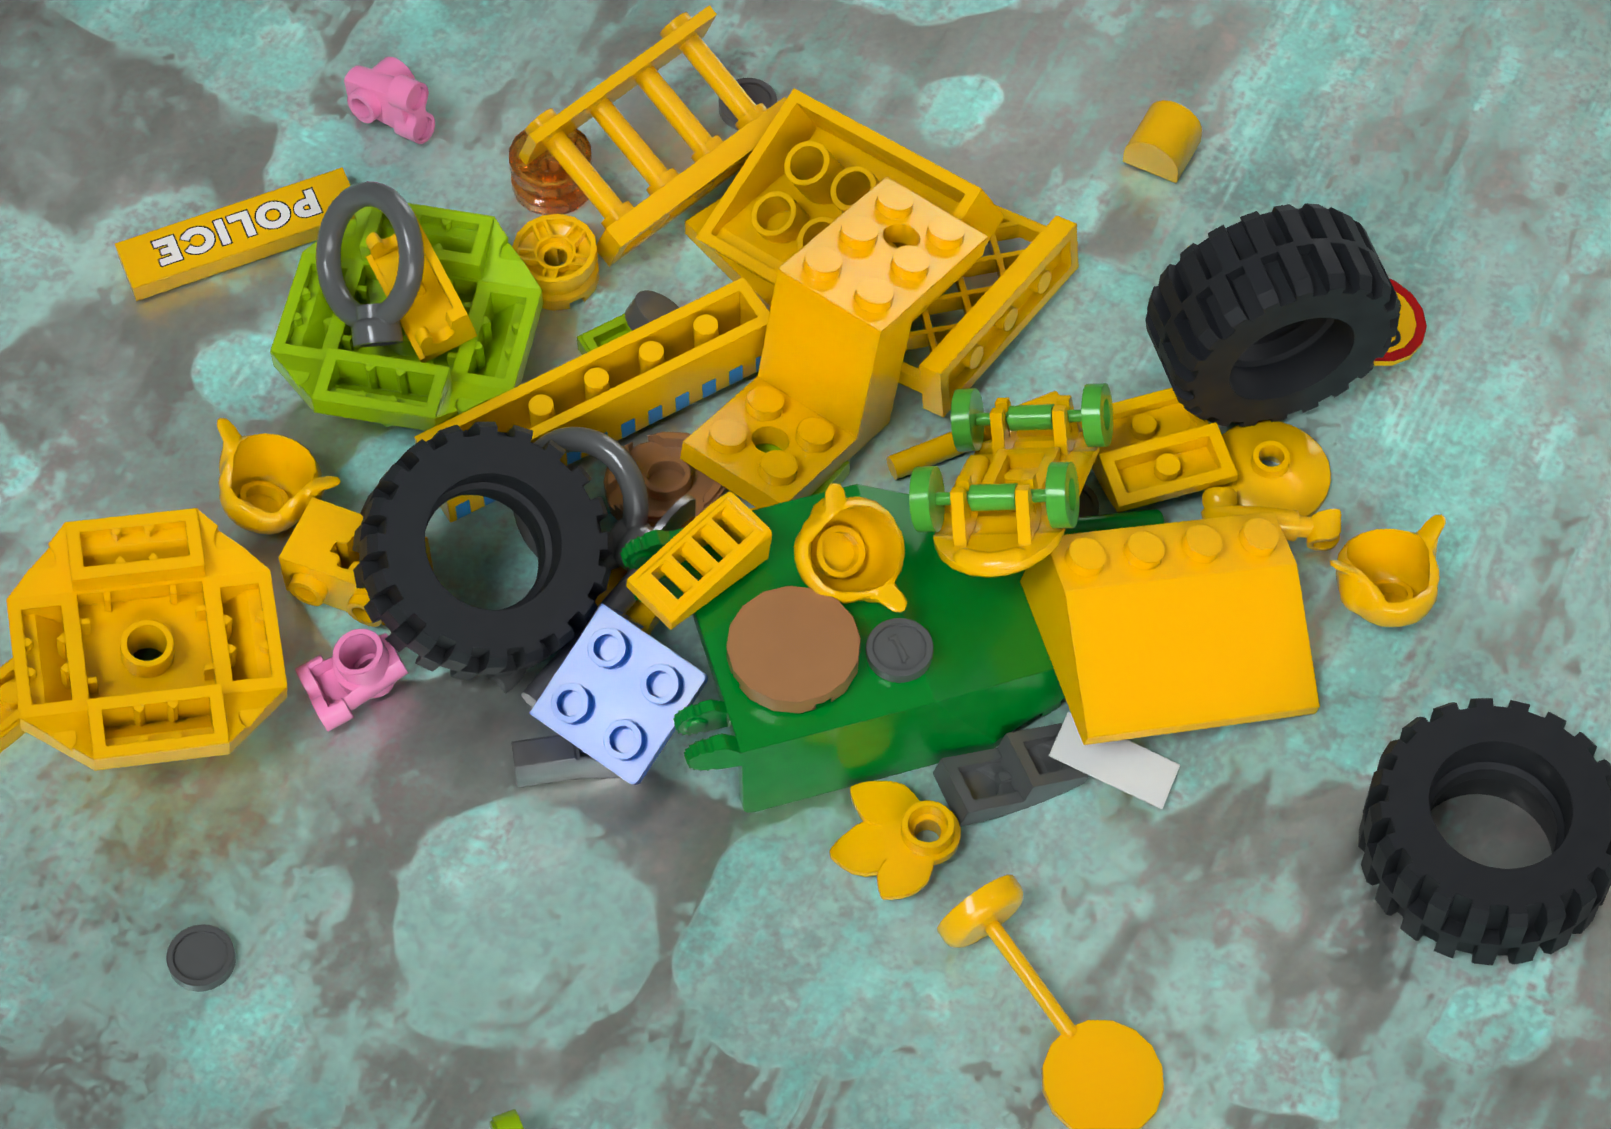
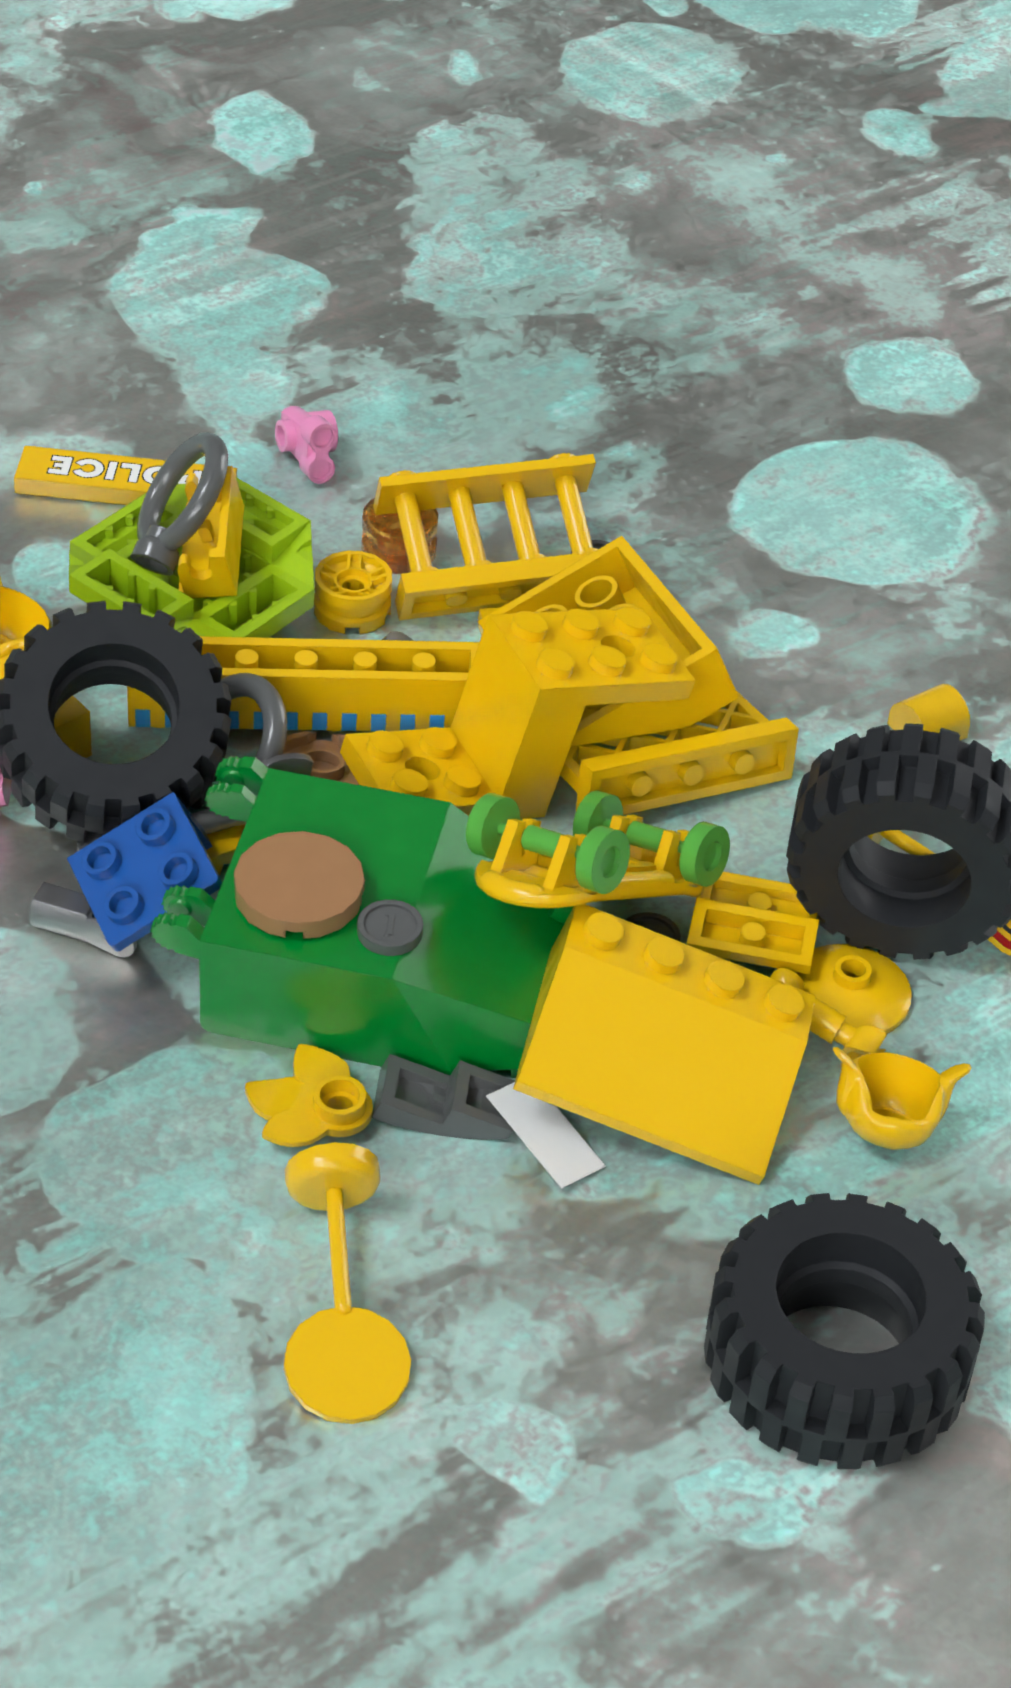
camera: 25 degrees right, 15 degrees down
(731, 531) = (302, 772): yellow slope -> none
(851, 550) = (395, 824): yellow hair -> none

